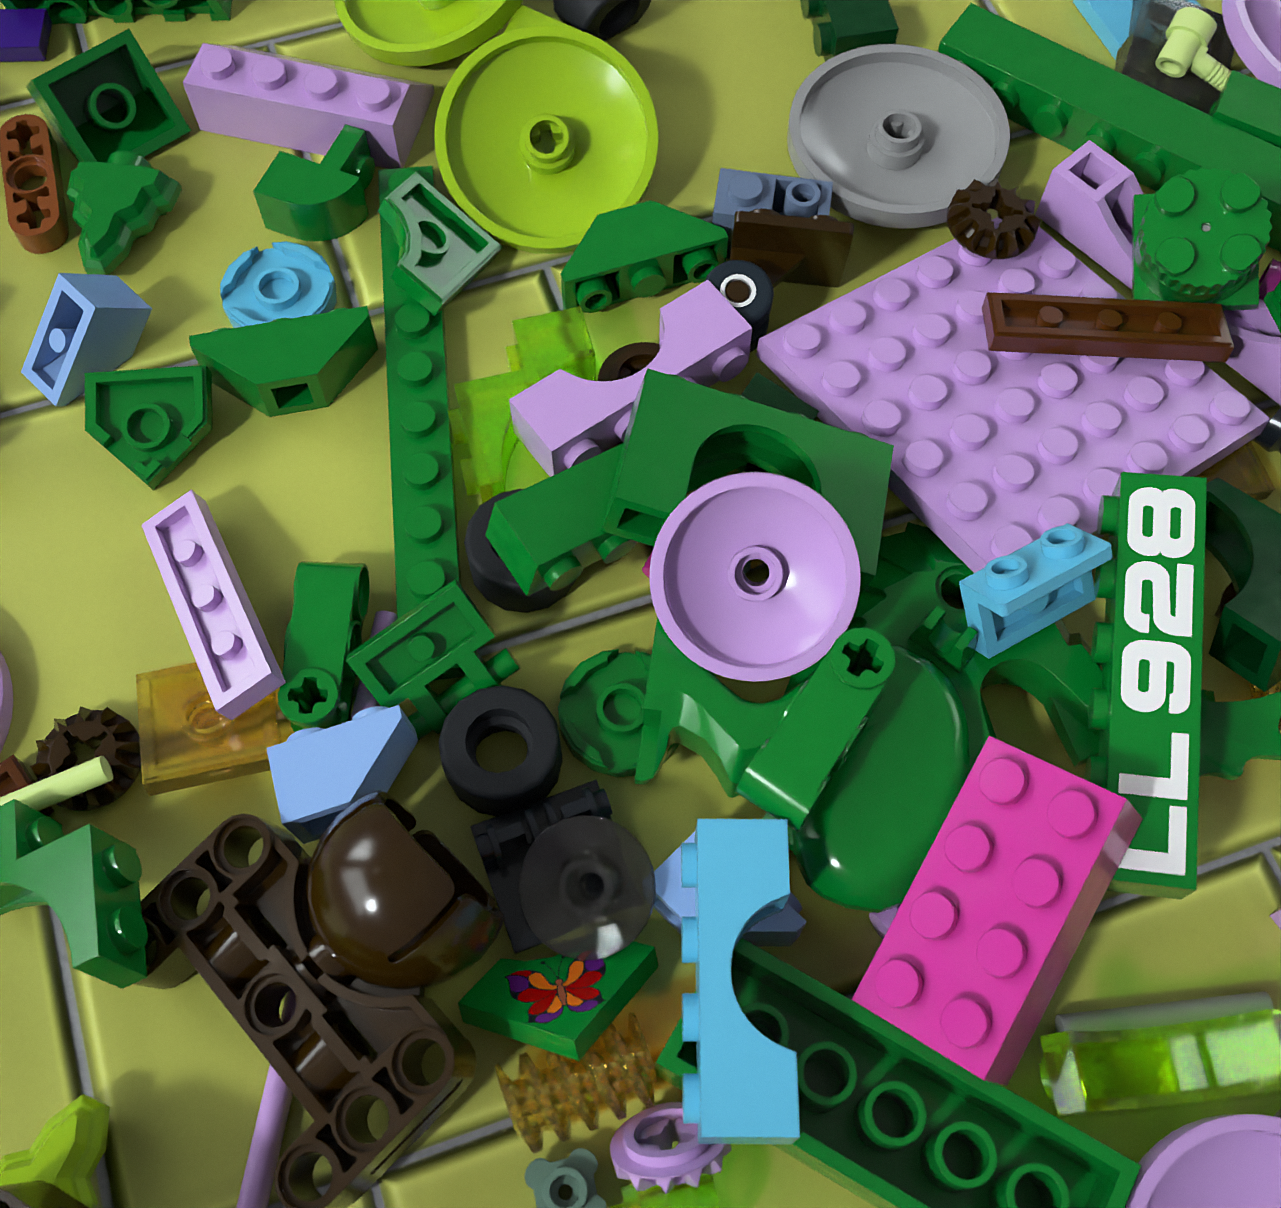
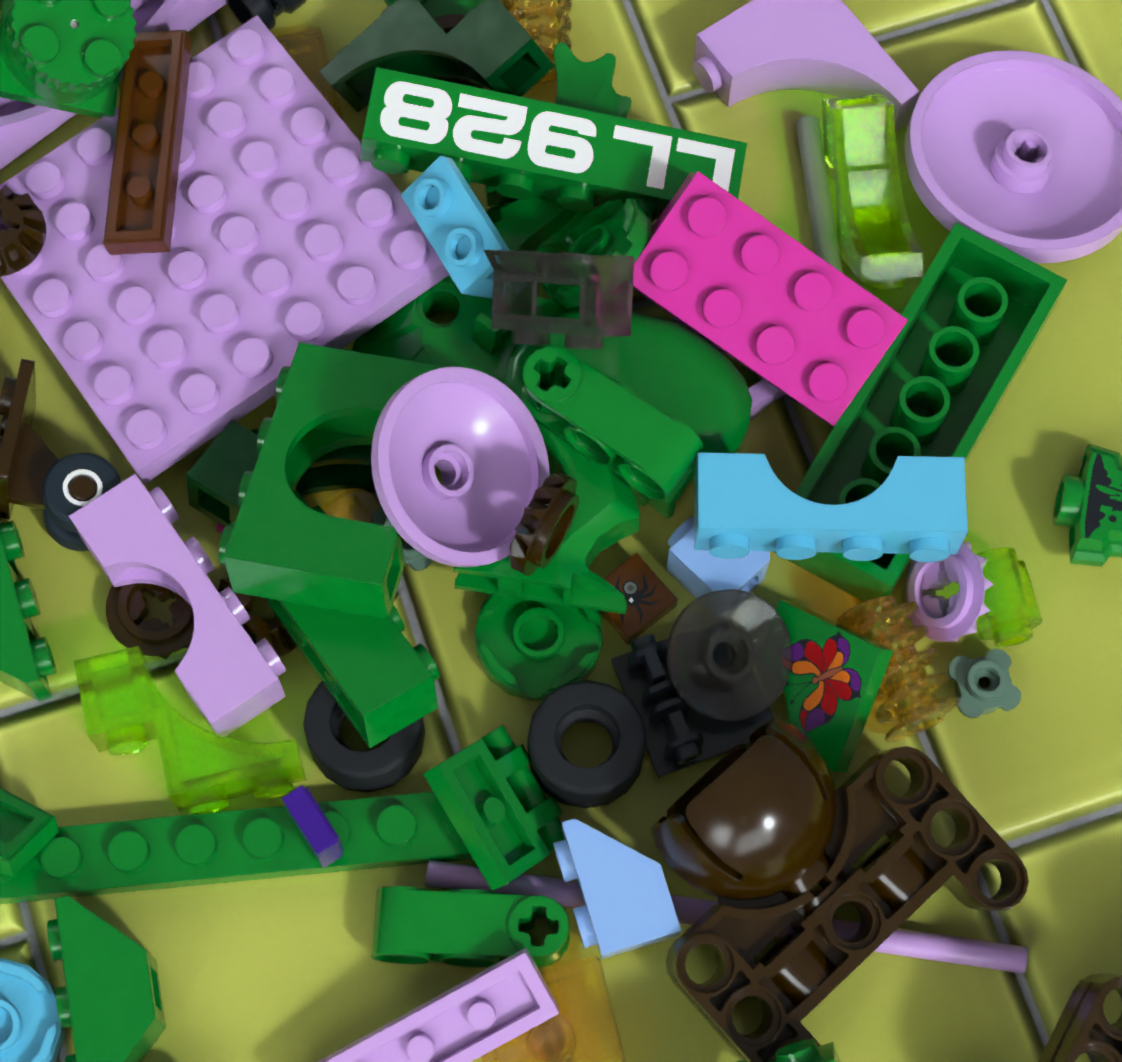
camera: 90 degrees left, 5 degrees up
(415, 495) = (313, 826): none -> dark purple tile
(664, 804) = (645, 595): none -> reddish brown tile
(693, 657) = (544, 524): none -> dark brown gear
(952, 663) = (604, 296): none -> clear smoke window
(1037, 728) = (606, 230): none -> green tile

